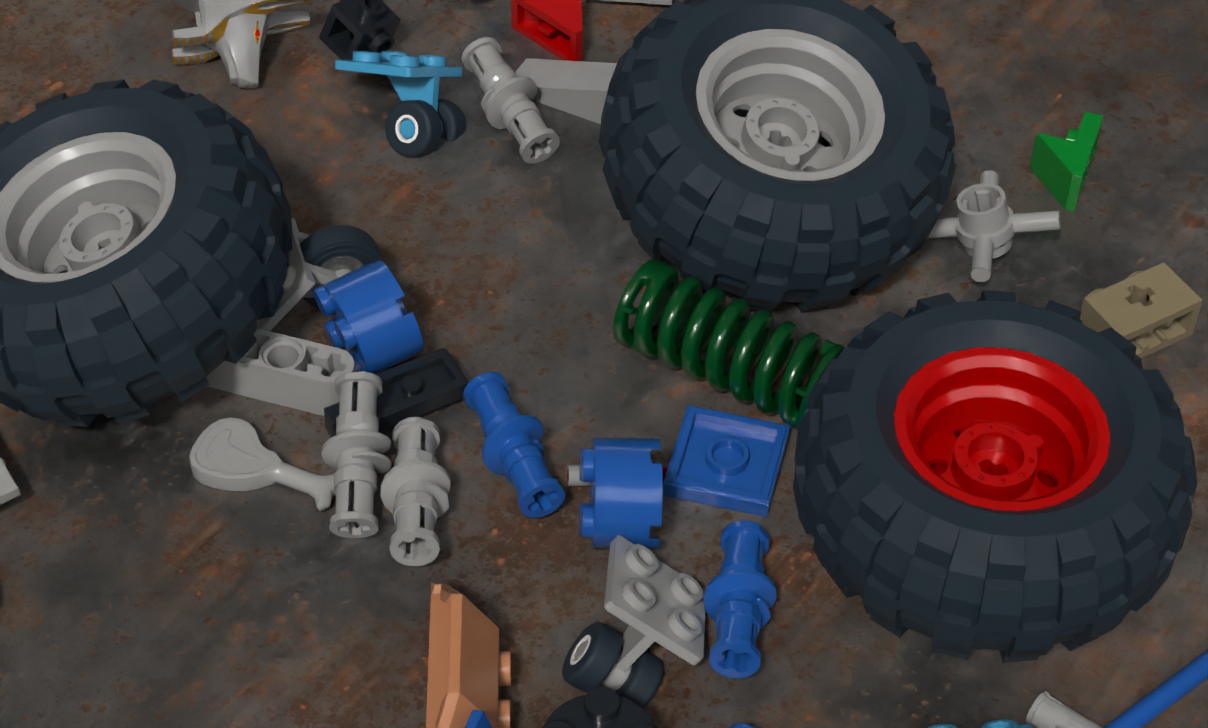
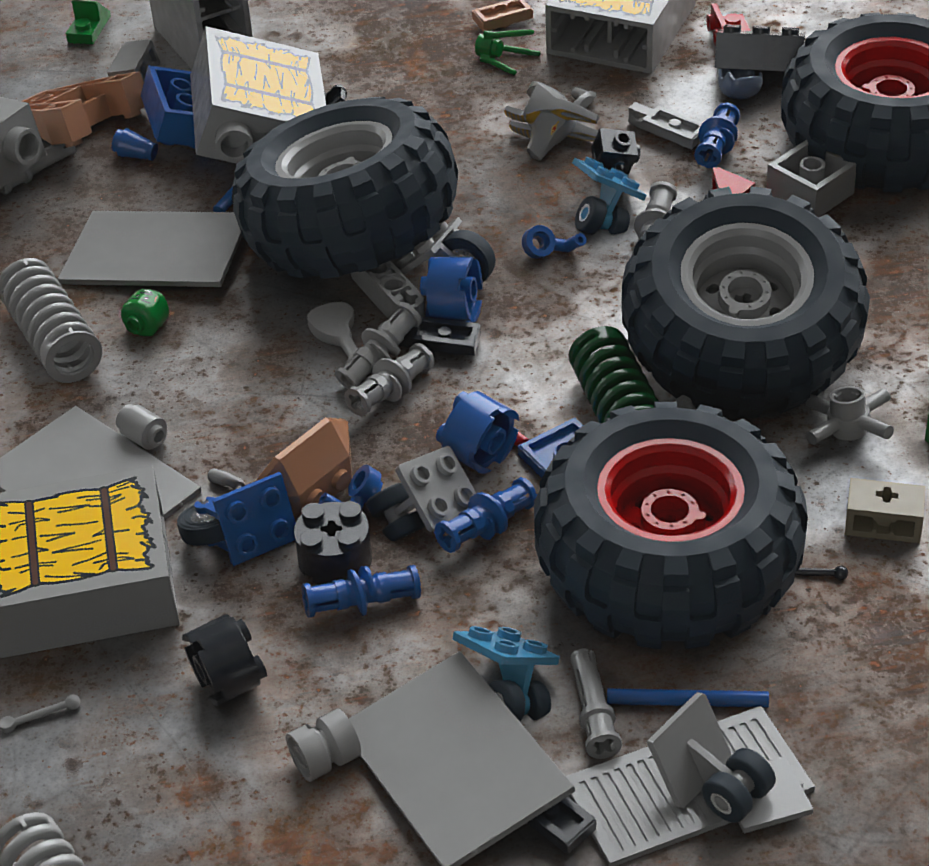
camera: 45 degrees right, 5 degrees down
(393, 197) = (548, 242): none -> blue plate
(513, 445) = (460, 378): blue piece -> none
(531, 666) = (362, 486): none -> blue plate

